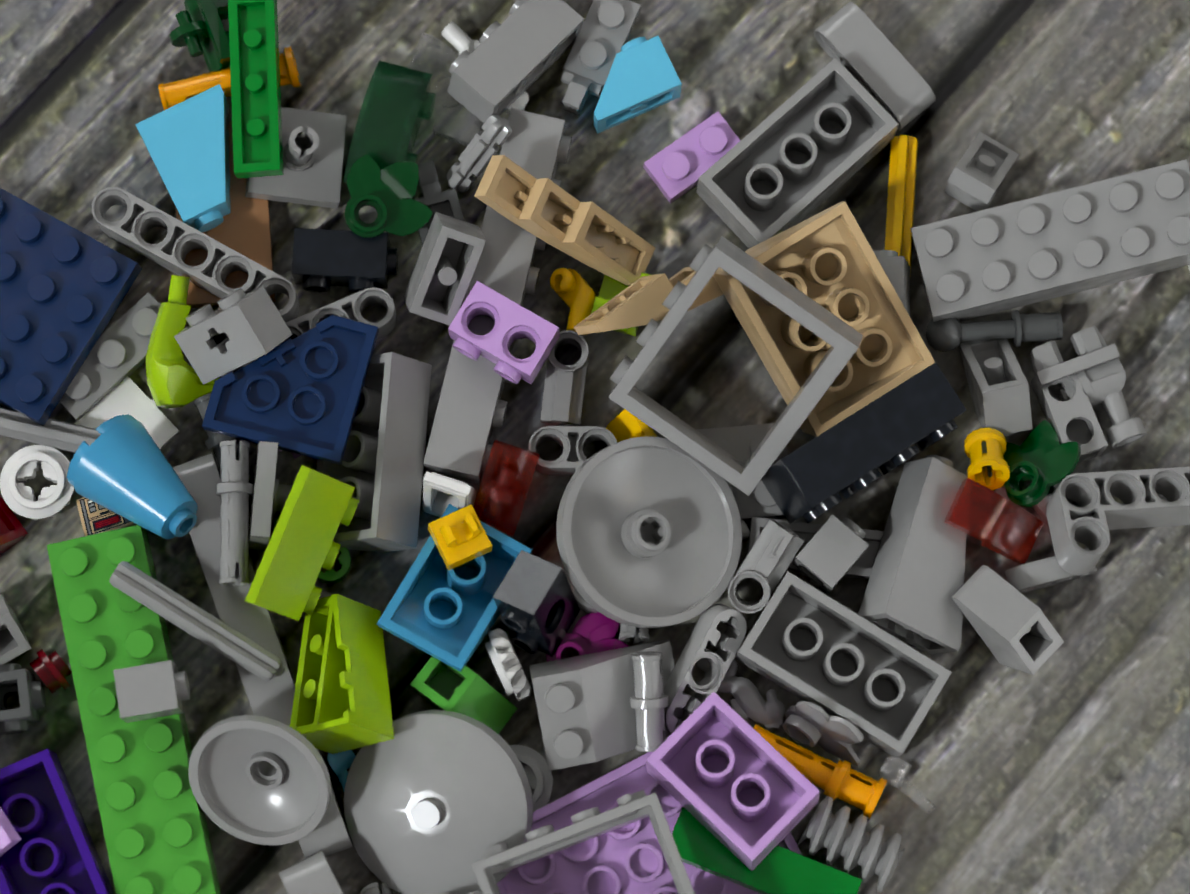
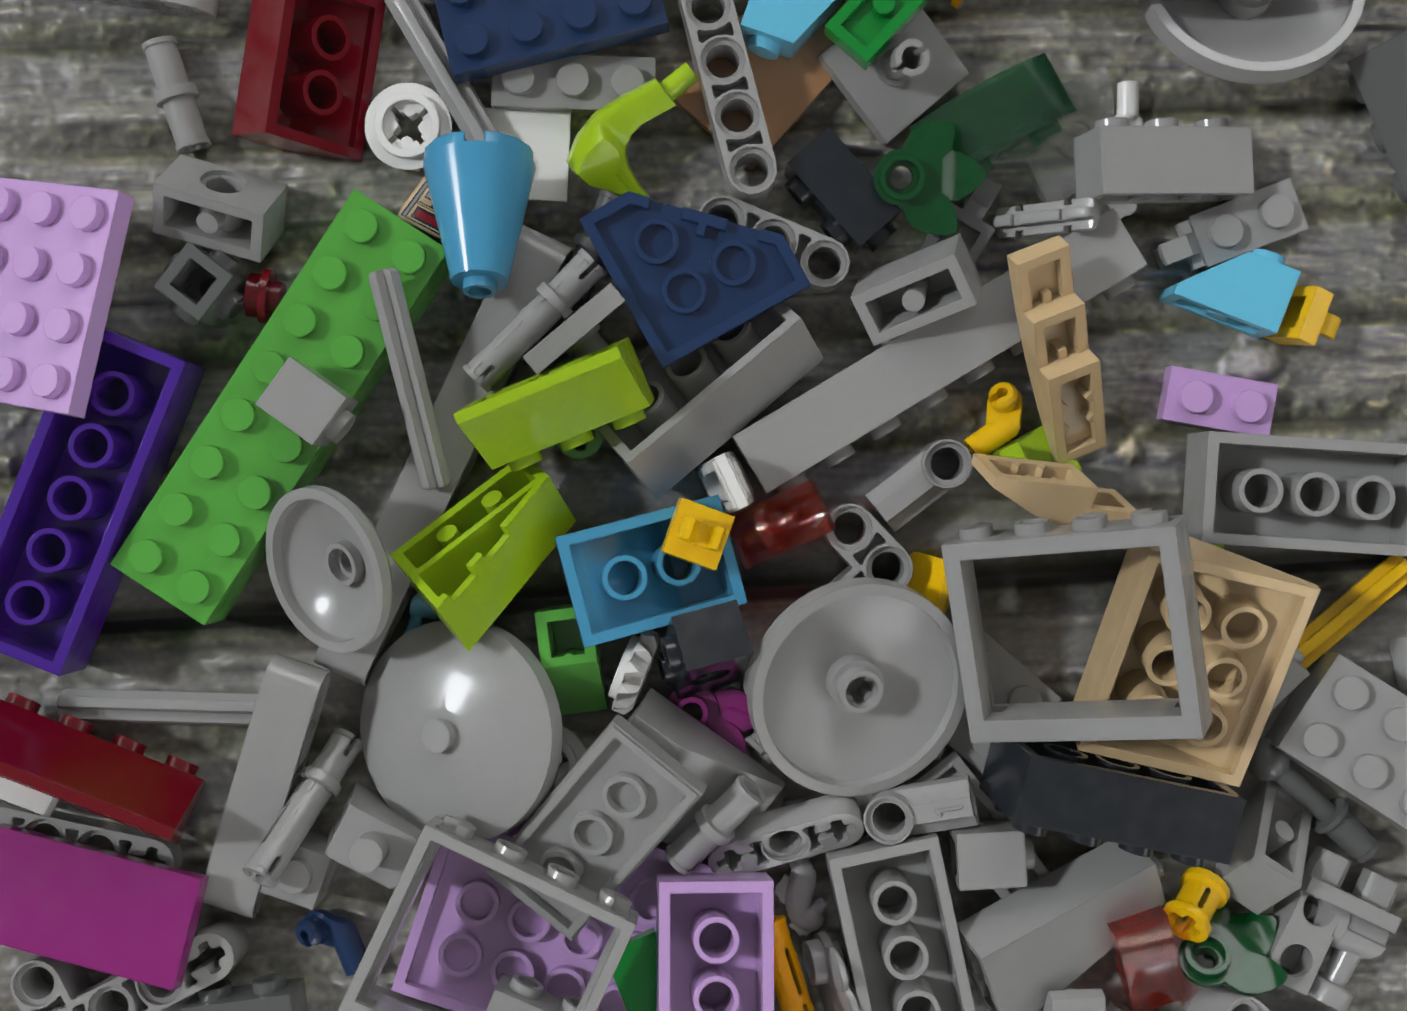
camera: 50 degrees right, 10 degrees up
(233, 334) = (684, 165): light grey brick -> none
(511, 323) = (925, 395): lavender brick -> none
(578, 766) = (604, 818): none -> light grey tile
(690, 58) = (1307, 318): none -> yellow tile

